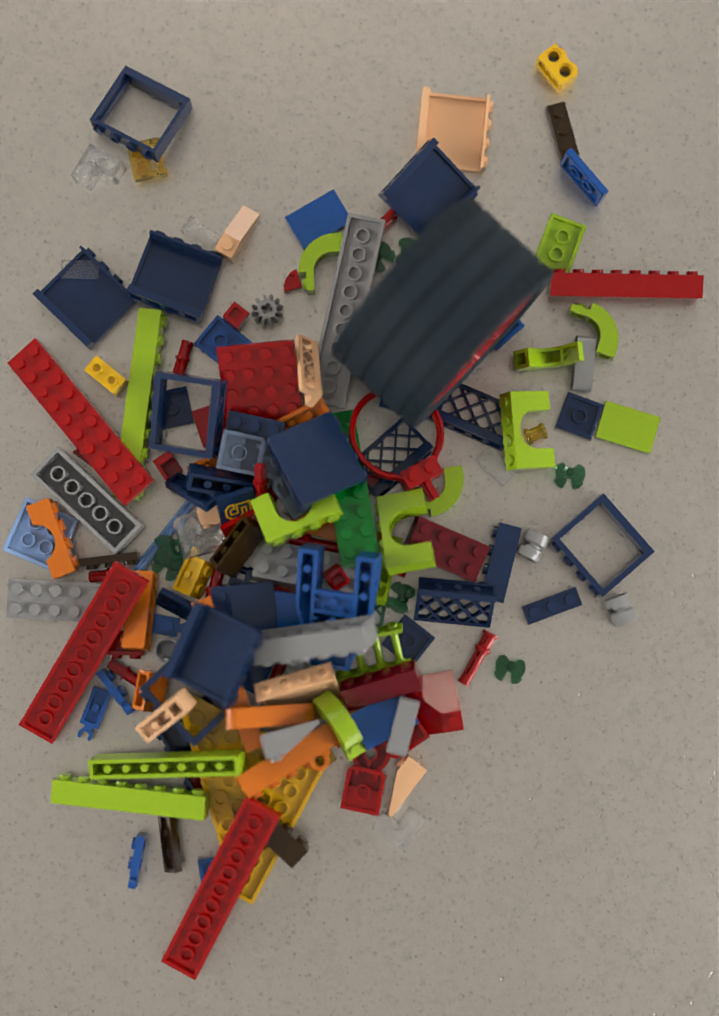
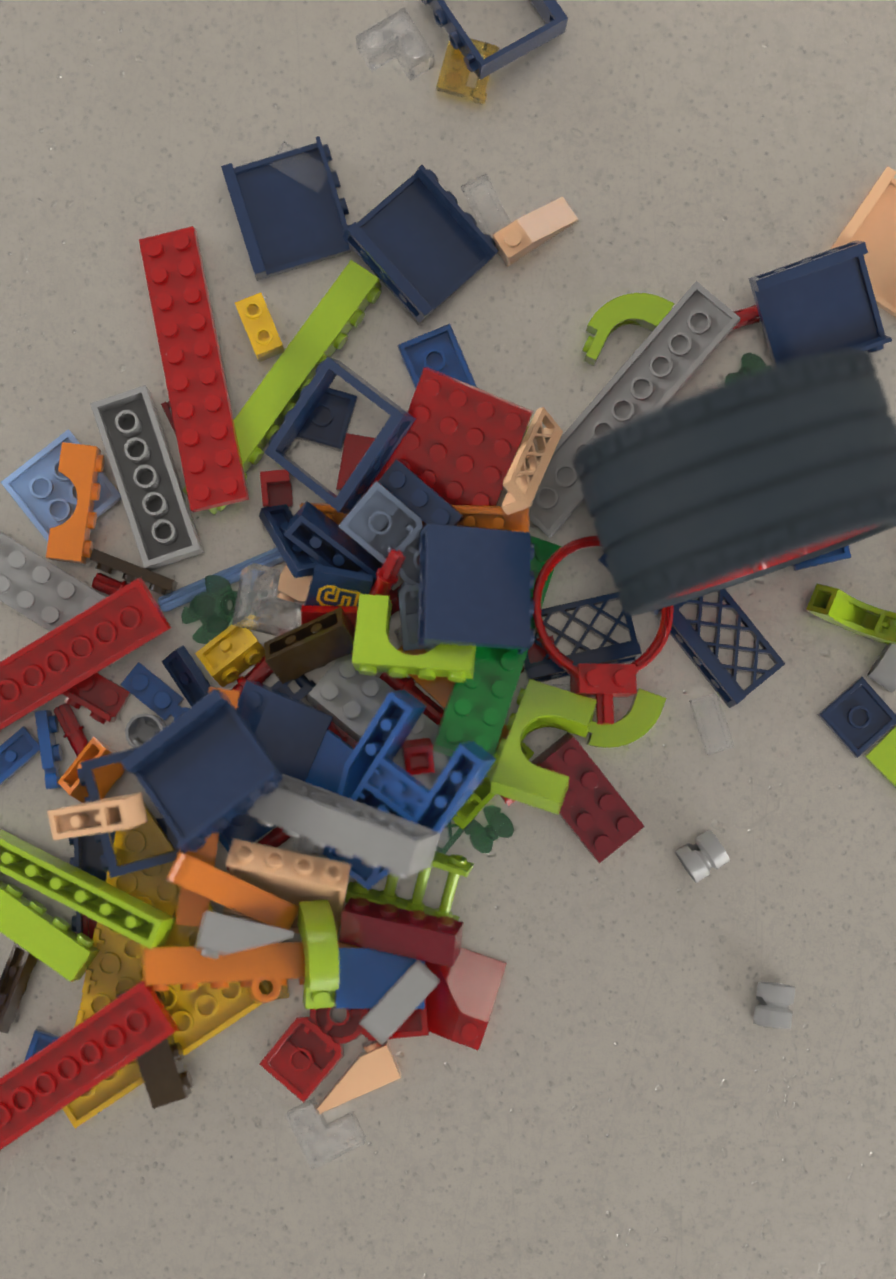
camera: 30 degrees right, 0 degrees up
(139, 624) = (127, 677): orange brick -> none
(183, 356) = (374, 355): red axle -> none
(236, 315) = (473, 338): red panel -> none
(263, 305) = (521, 342): light grey gear -> none
(292, 282) = (572, 333): red tile -> none
(318, 218) = (652, 267): blue tile -> none
(385, 252) = (717, 360): clear green piece -> none
(413, 639) = (475, 894): dark blue tile -> none
(455, 591) = (567, 862): dark blue fence -> none
(482, 649) = (560, 957): red pin -> none
(501, 557) = (647, 855): dark blue brick -> none
(516, 668) = (578, 993): clear green piece -> none
(517, 452) = (749, 721): lime arch -> none
(531, 435) = (781, 707): clear yellow bush -> none
(551, 605) = (684, 949): dark blue plate -> none
(576, 475) = (813, 791): clear green piece -> none
(624, 525) = (840, 898): dark blue window -> none

